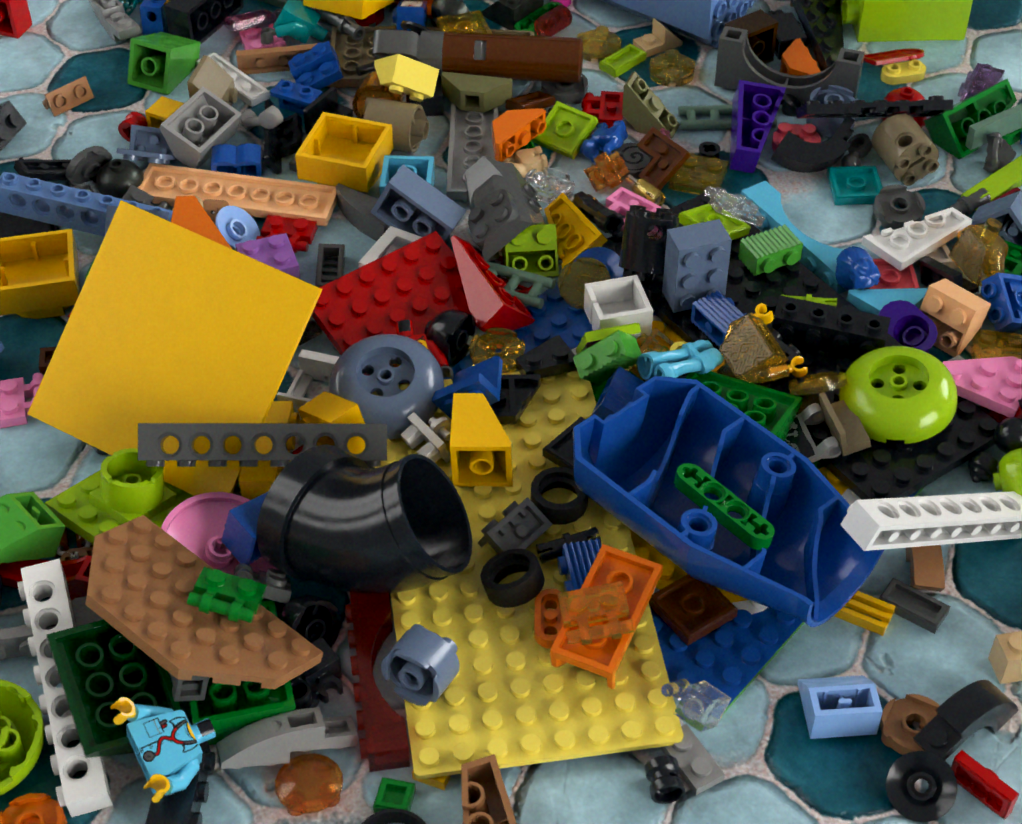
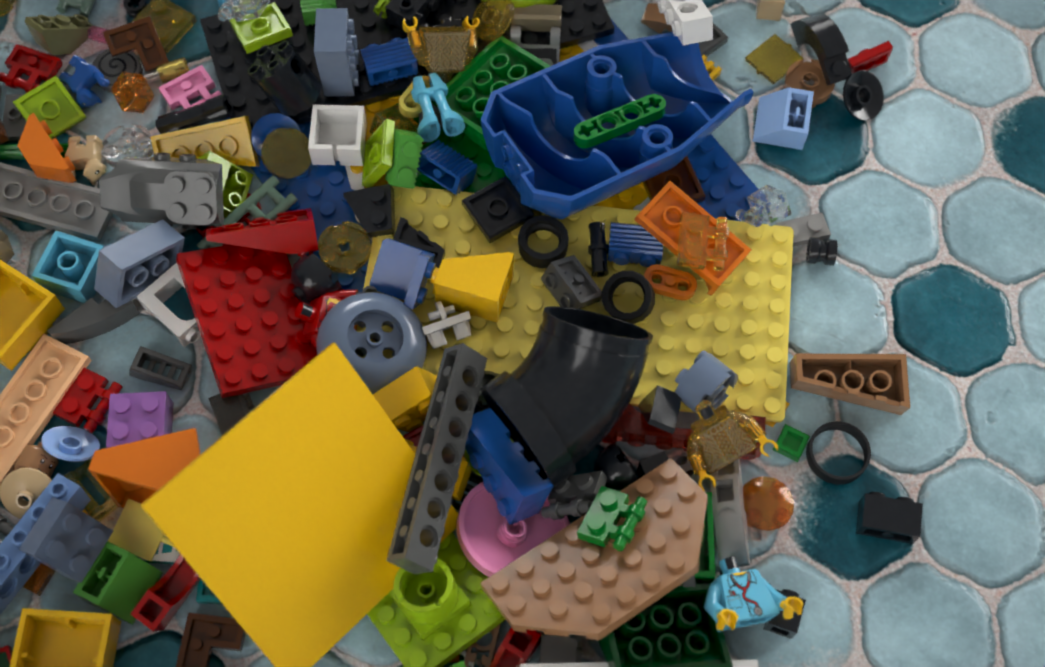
camera: 75 degrees left, 20 degrees up
(354, 691) = (722, 438): none -> clear yellow torso
(375, 632) = (661, 408): none -> black slope
(932, 680) = (773, 58): none -> clear yellow piece

